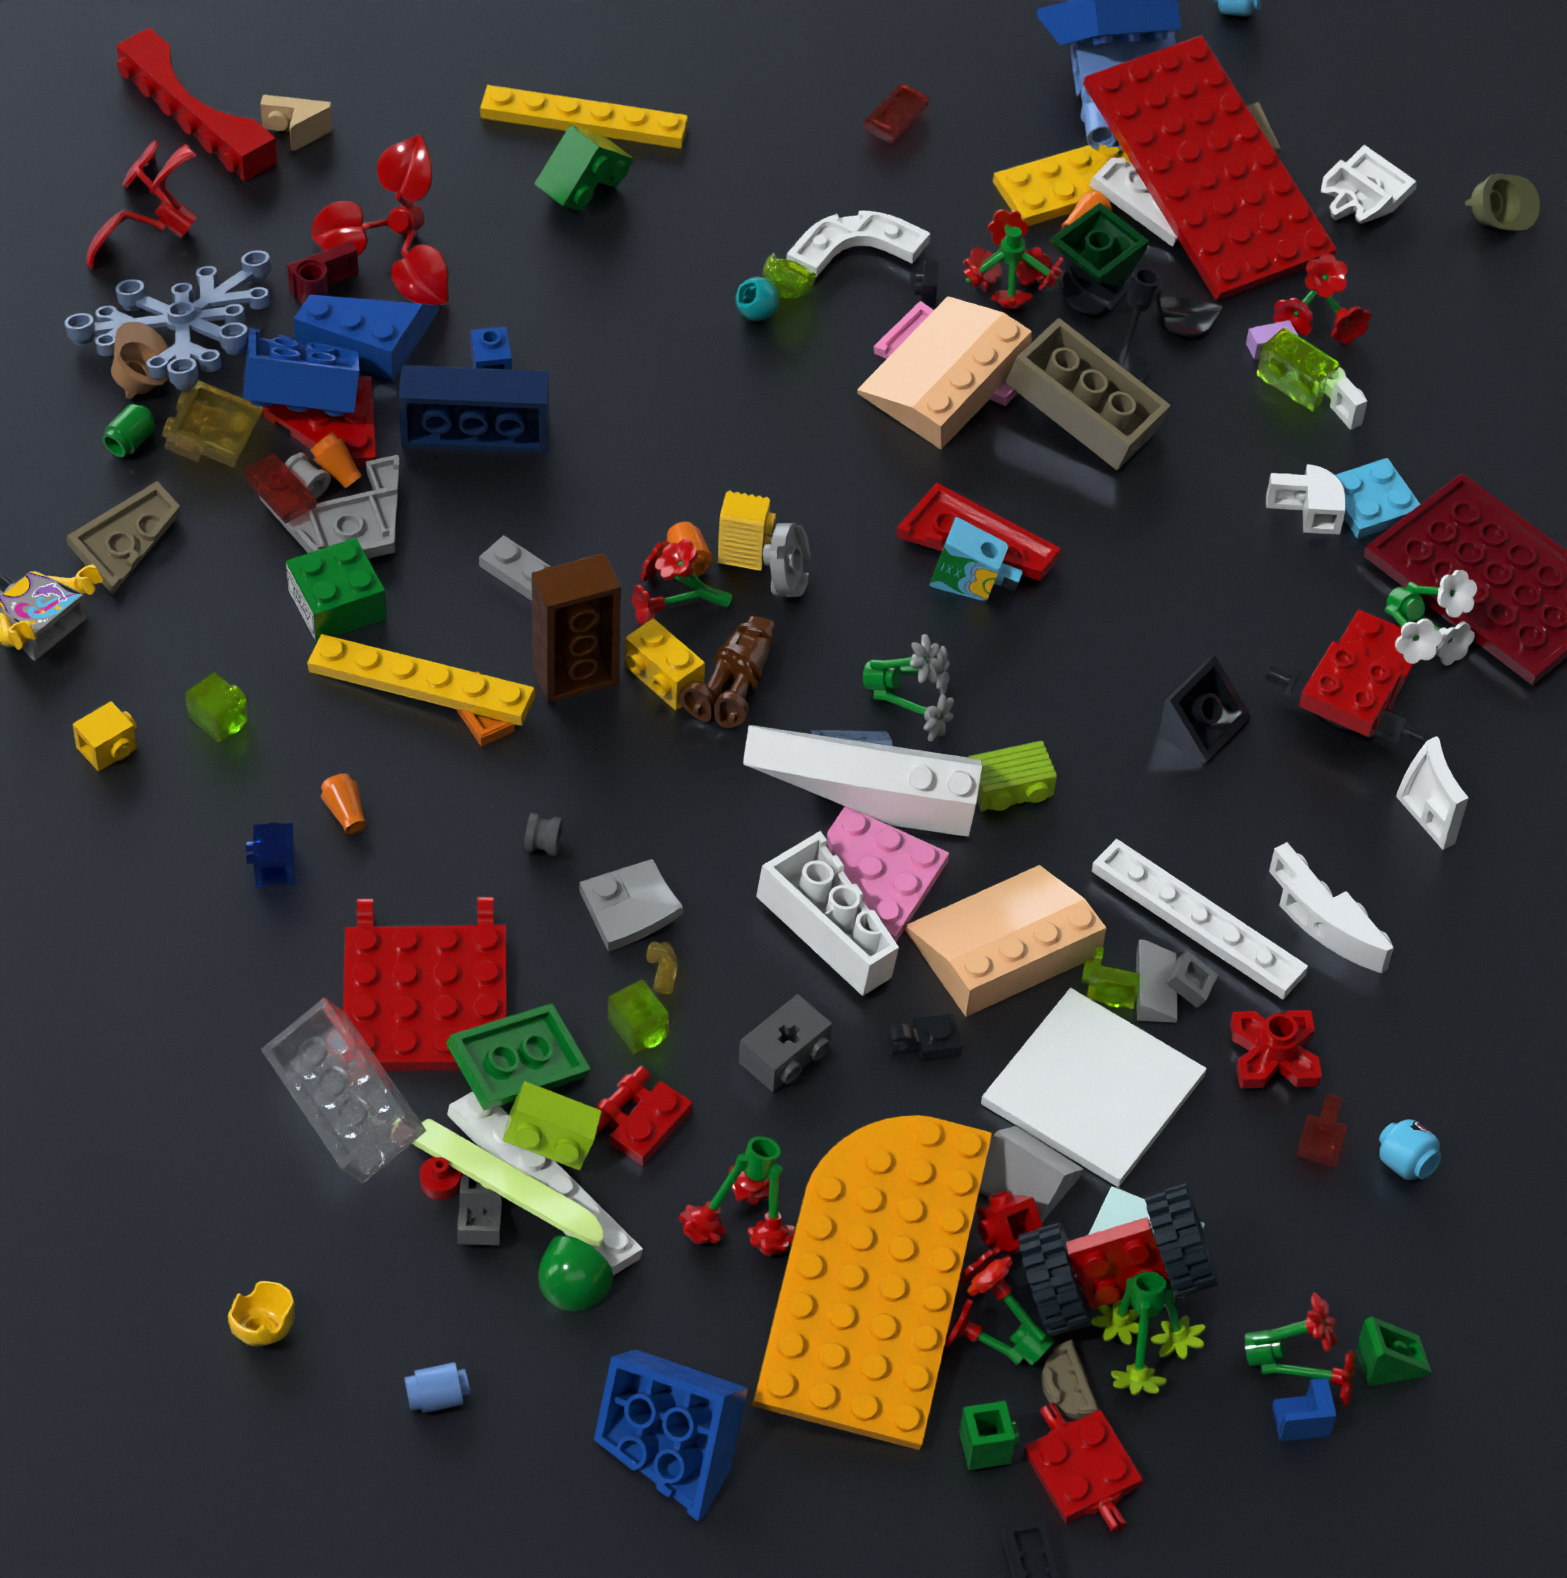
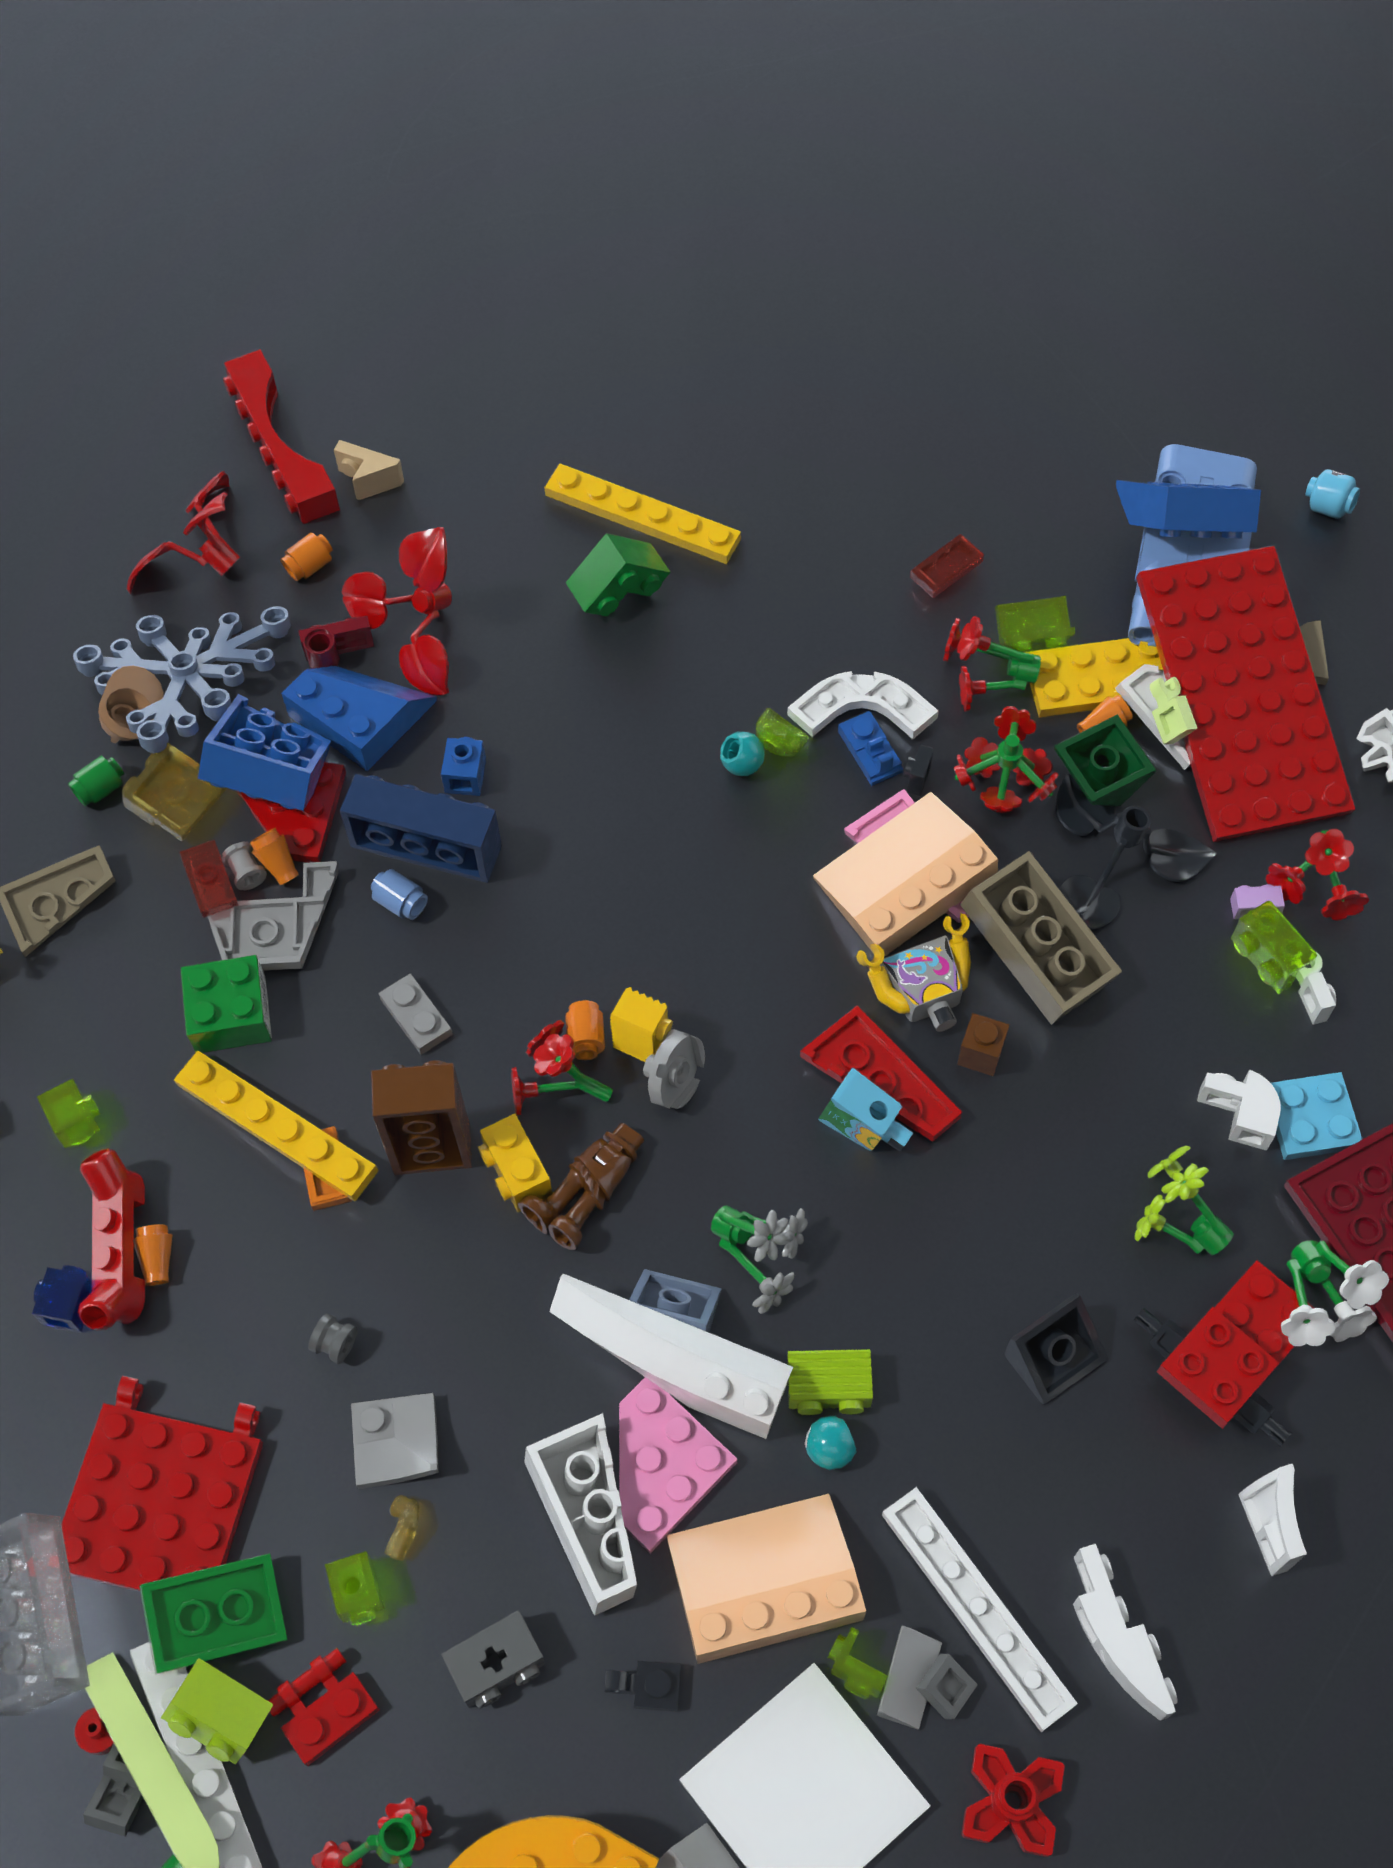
camera: 20 degrees right, 10 degrees up
(264, 205) = (307, 556): none -> orange brick
(294, 766) = (115, 1194): none -> red plate
(468, 472) = (398, 894): none -> medium blue brick
(874, 277) = (870, 748): none -> blue plate
(991, 450) = (923, 978): none -> torso
(994, 146) = (1033, 623): none -> clear neon green bracket
(997, 180) = (1022, 666): none -> plant
(1029, 822) = (830, 1443): none -> teal piece
(1062, 492) = (983, 1044): none -> reddish brown brick
(1151, 194) = (1173, 711): none -> yellowish green plate
(1311, 596) = (1208, 1229): none -> plant

